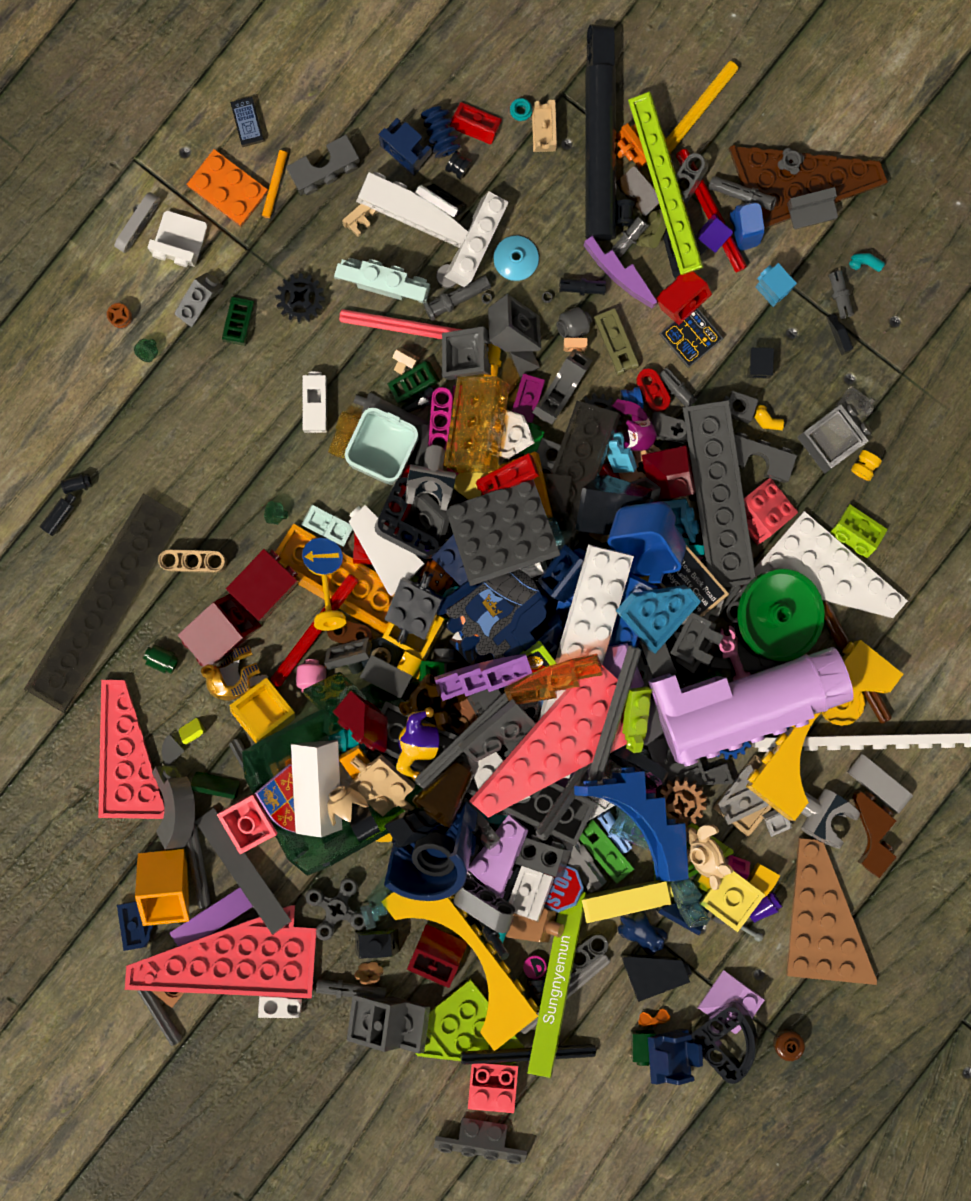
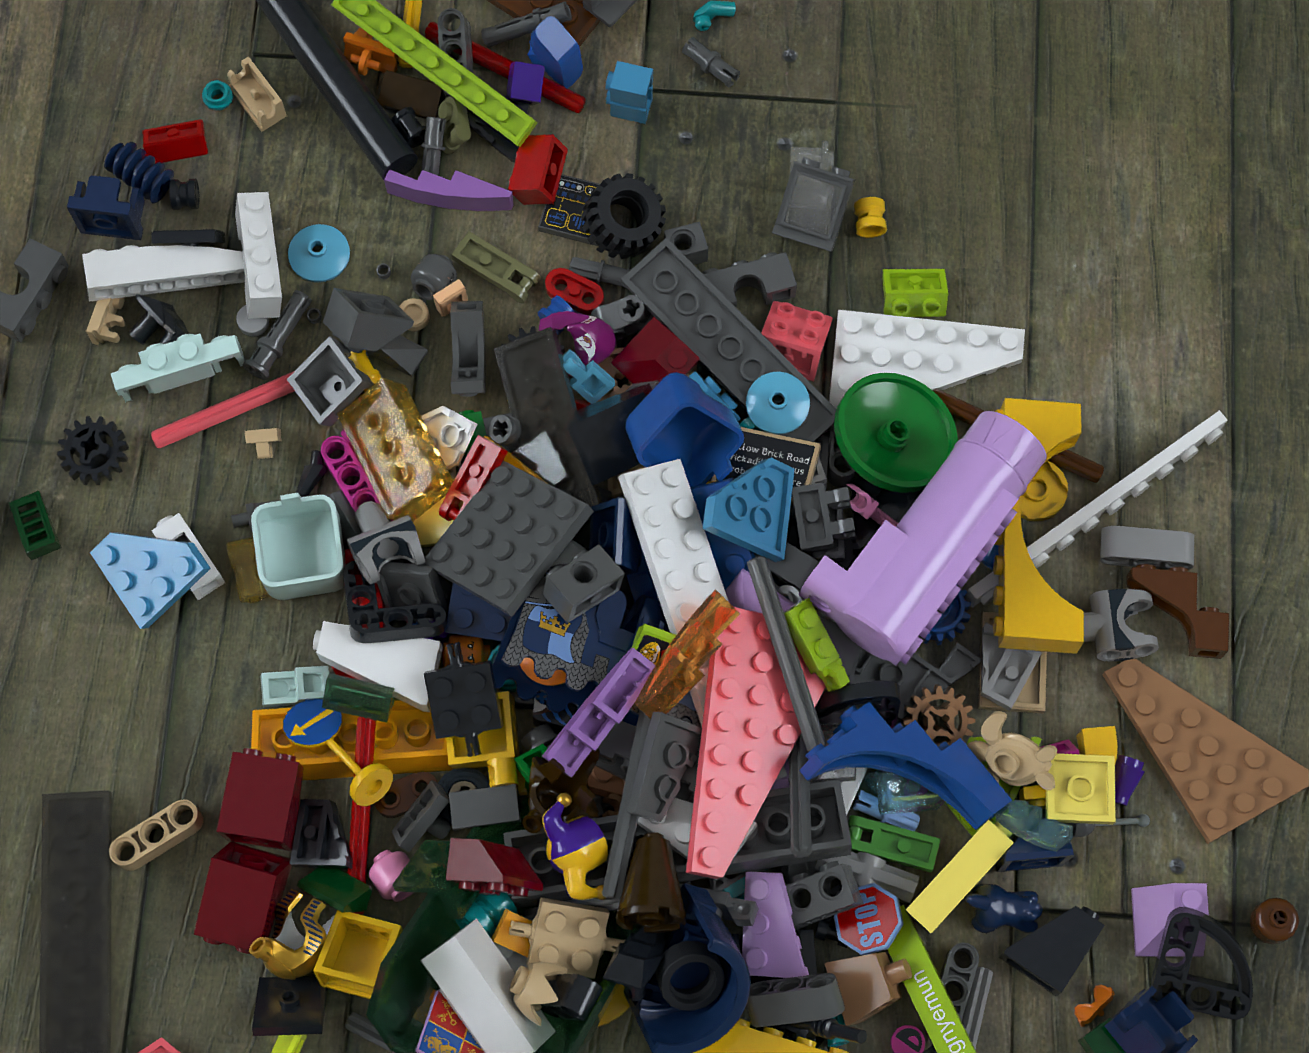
camera: 30 degrees left, 15 degrees down
(161, 659) = (192, 981): dark green brick -> none
(204, 713) = (289, 1006): none -> black plate
(273, 664) = (337, 889): none -> dark green slope
(275, 513) = (221, 712): clear green tile -> none
(284, 626) = (320, 837): none -> black wing
(285, 399) = (149, 572): none -> plate
(355, 564) = (358, 698): none -> clear green panel
(395, 239) = (157, 314): none -> black connector
(433, 379) = (286, 443): dark green slope -> none
(528, 396) = (435, 385): magenta plate -> none
(530, 893) = (839, 946): white plate -> none
(538, 593) = (574, 598): none -> dark grey brick
(546, 450) = (513, 429): none -> dark grey bush
(548, 338) = (417, 311): none -> tan tile
(582, 286) = (415, 233): black pin -> none
(710, 549) = (773, 417): none -> medium azure dish
(732, 364) = (639, 200): none -> black tyre
(761, 363) = (676, 185): black panel -> none
(765, 421) = (724, 243): yellow arm -> none
(776, 823) = (1064, 671): light grey tile -> none
(840, 335) = (741, 103): black tile -> none

